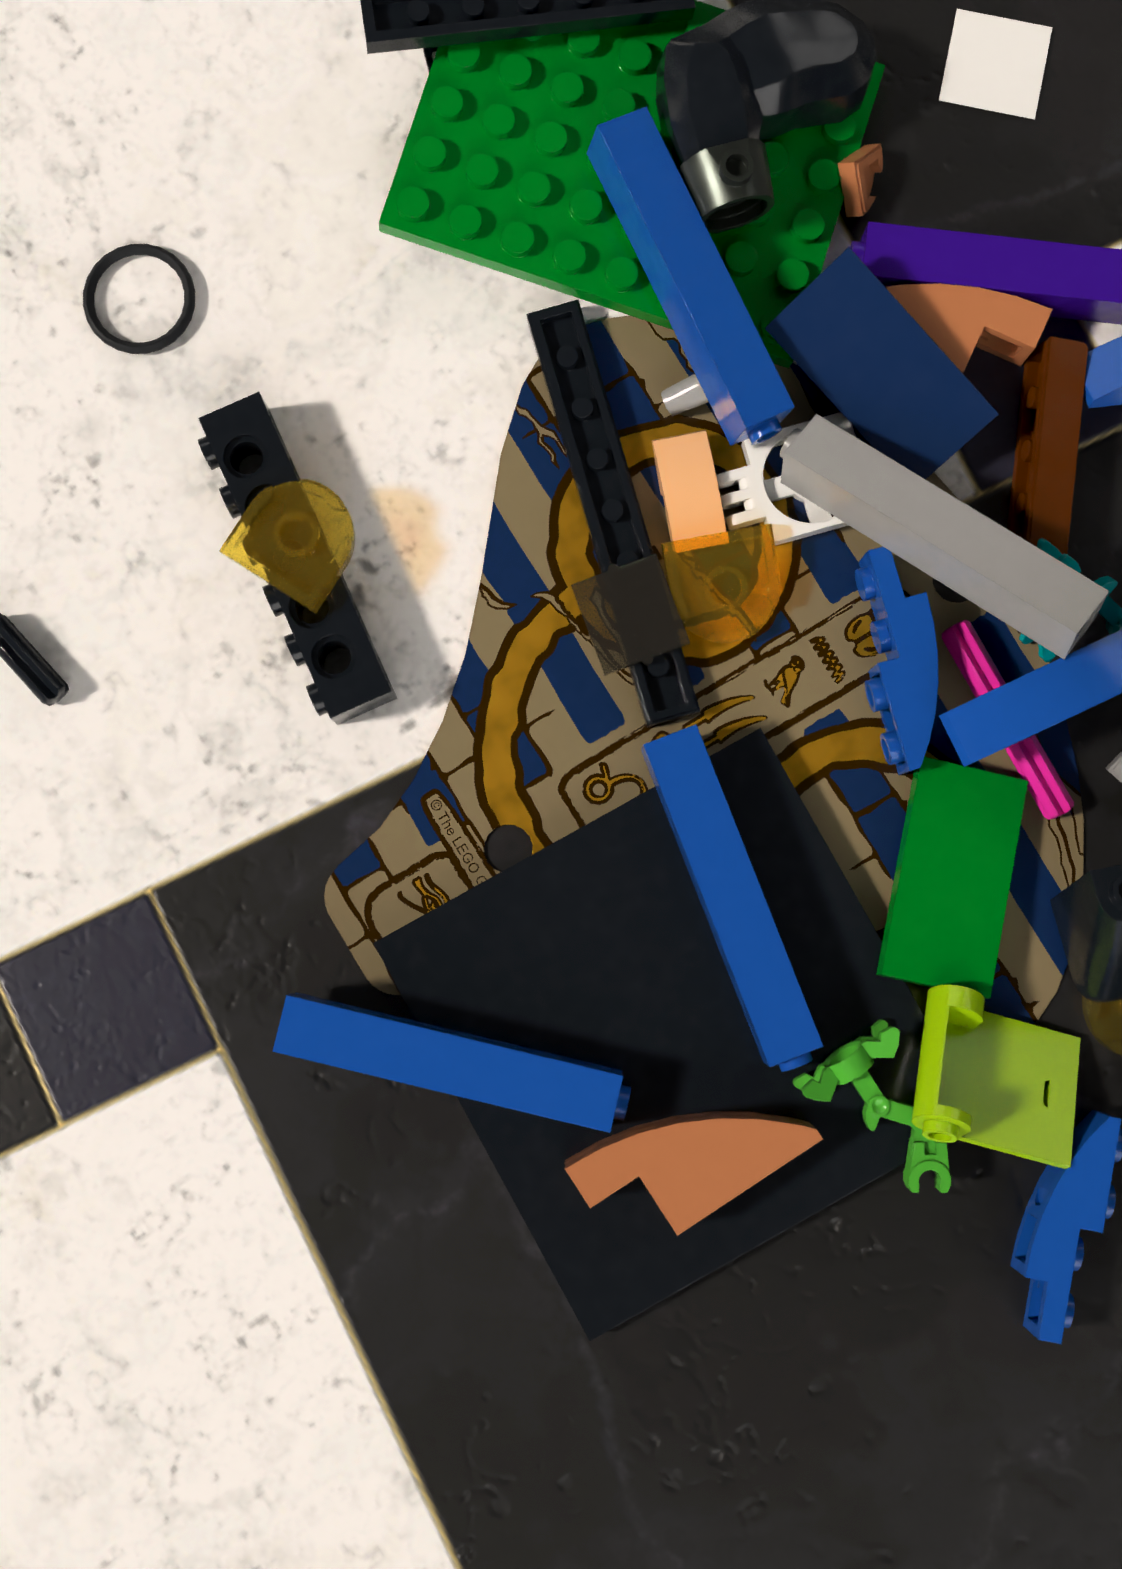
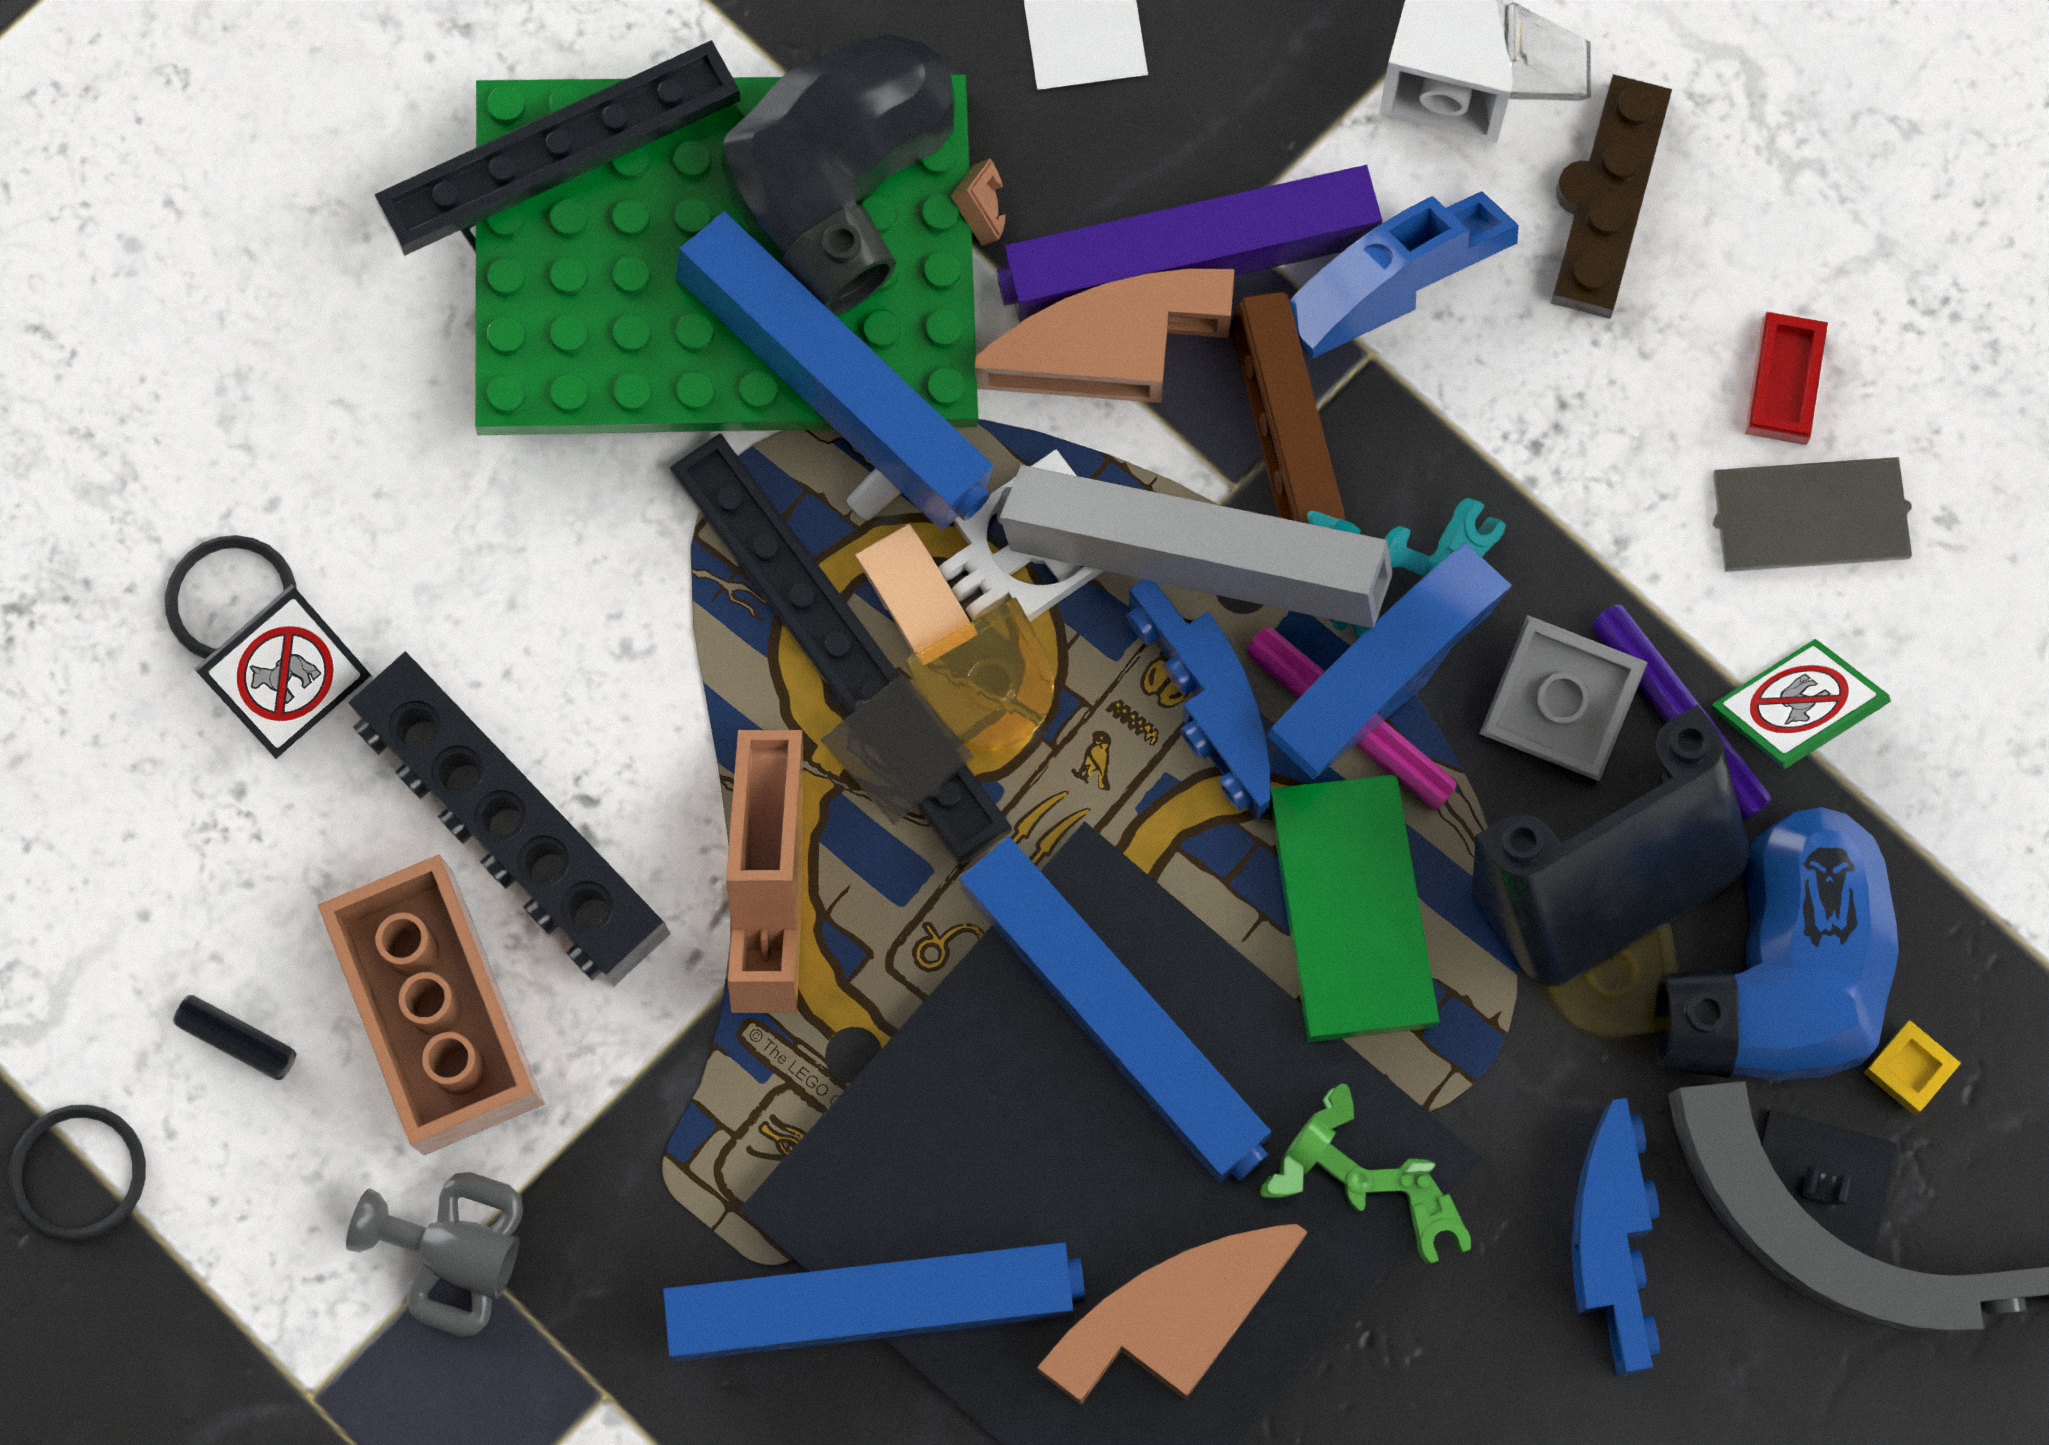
camera: 20 degrees left, 10 degrees down
(133, 892) = (450, 1249): none -> dark grey piece
(156, 373) = (283, 671): none -> piece
(182, 690) = (430, 1005): none -> nougat brick
(294, 540) = (501, 796): clear yellow tile -> none
(488, 677) = (766, 871): none -> nougat slope
(880, 367) = (1073, 393): dark blue tile -> none
(995, 1080) = (1472, 1109): lime door -> none

